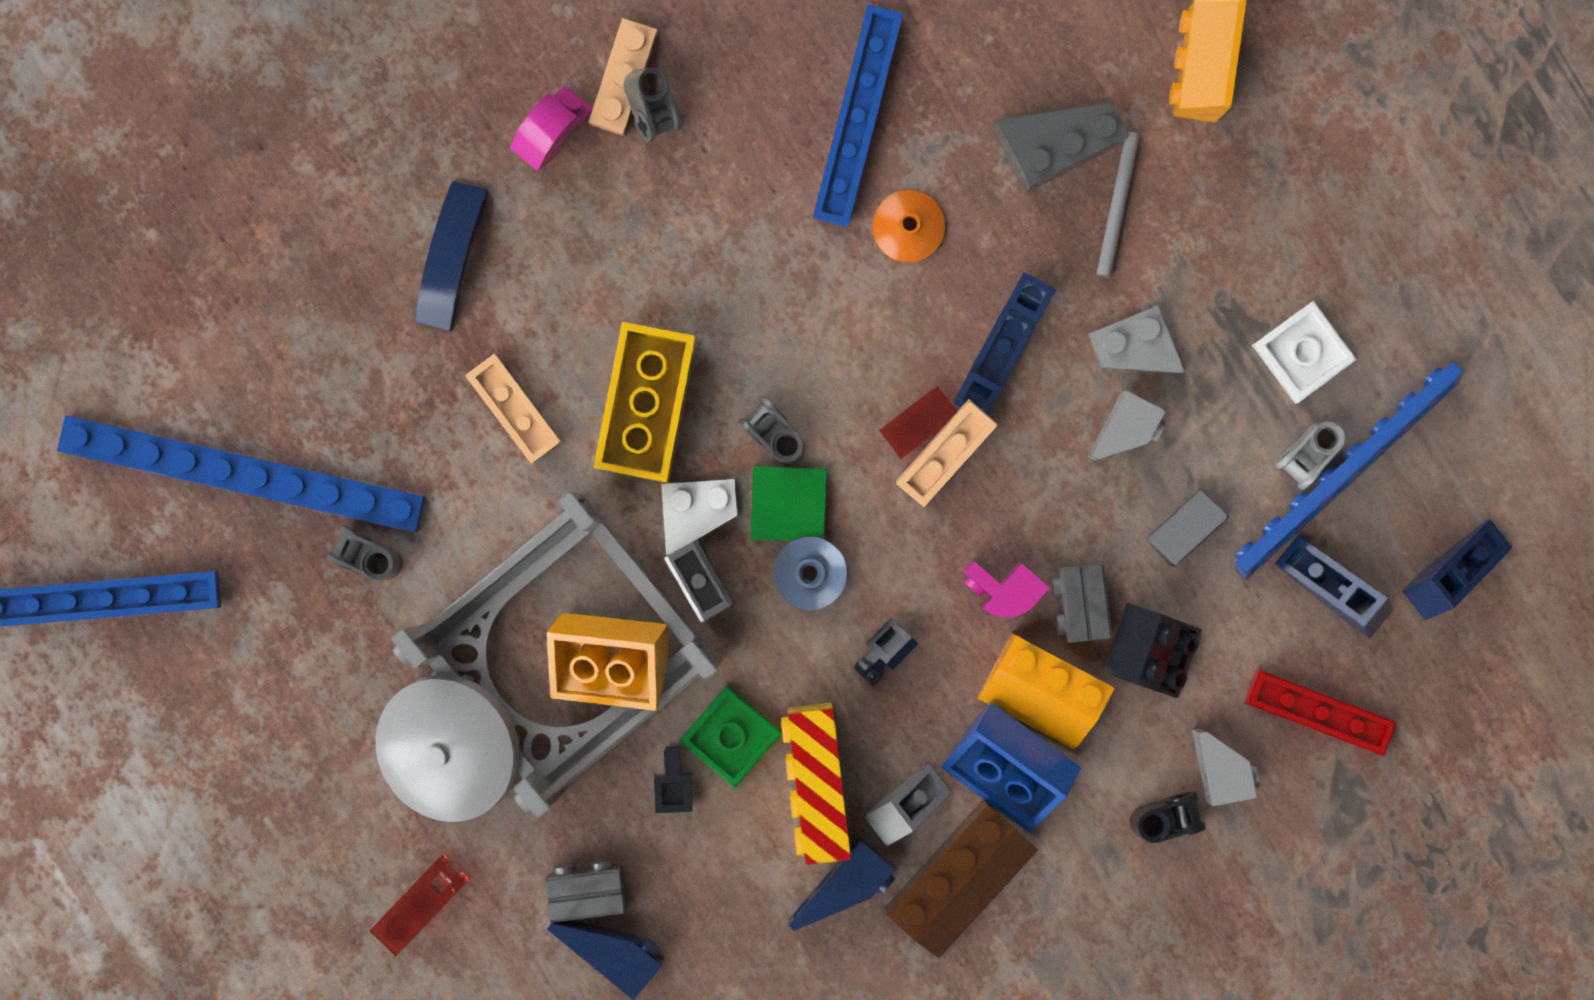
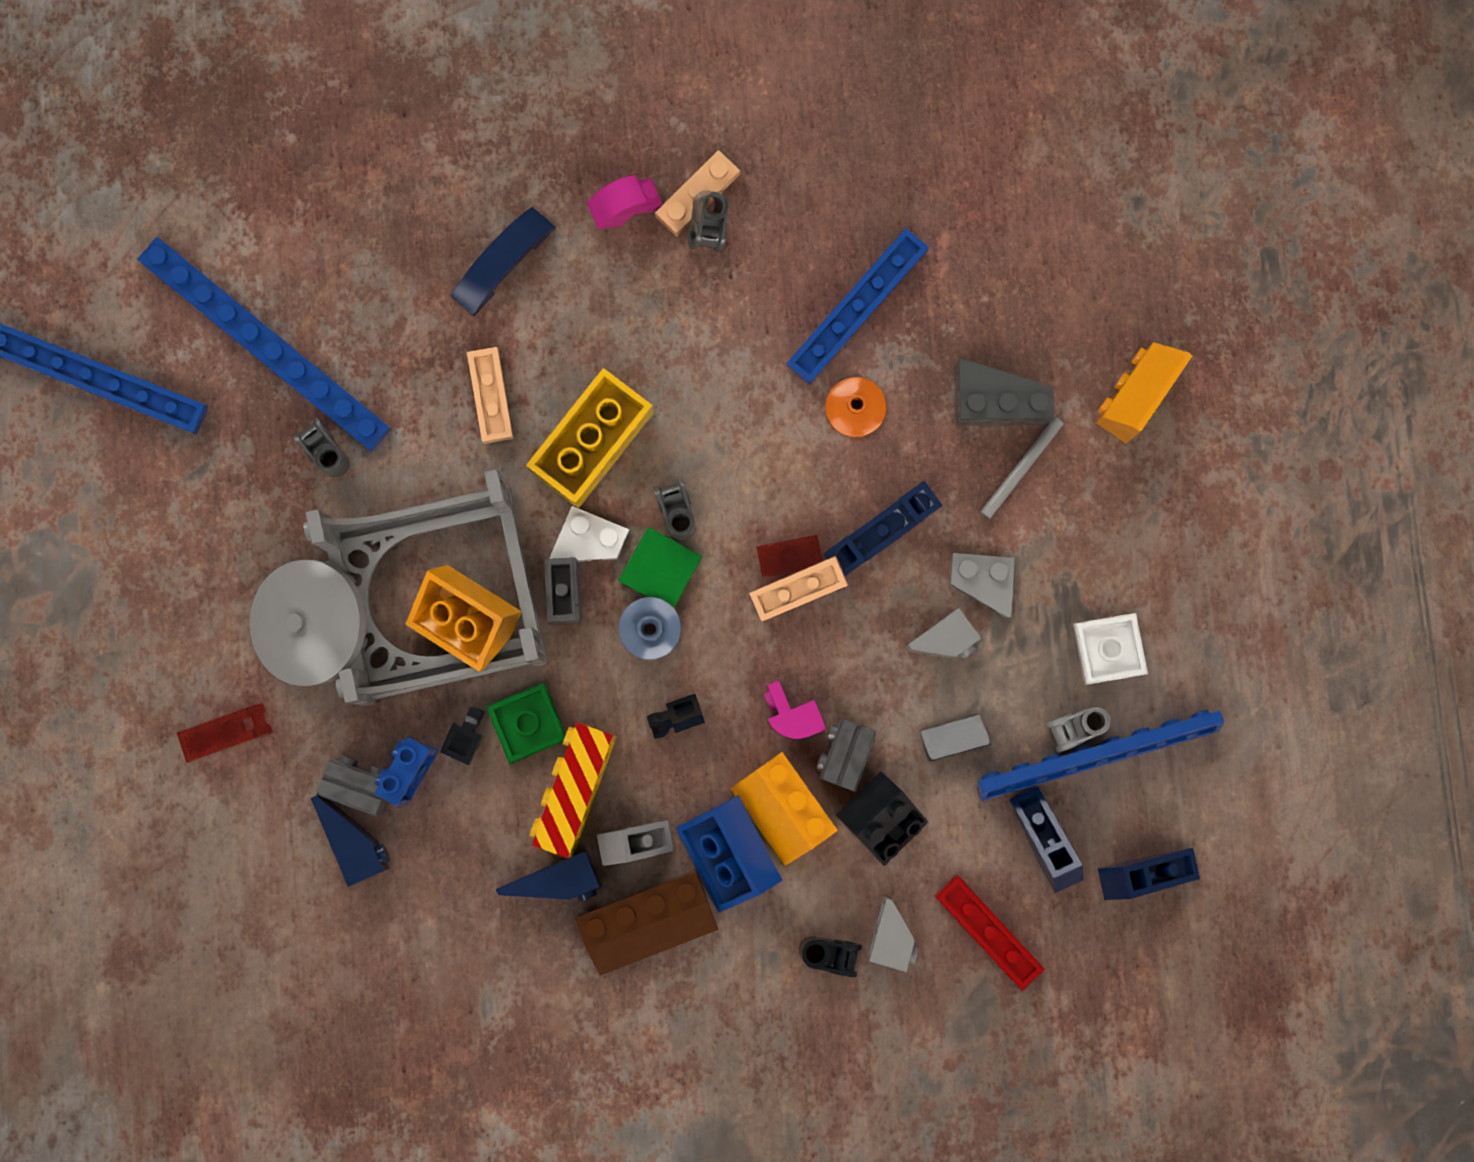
camera: 25 degrees right, 5 degrees down
(633, 852) = (406, 771): none -> blue plate

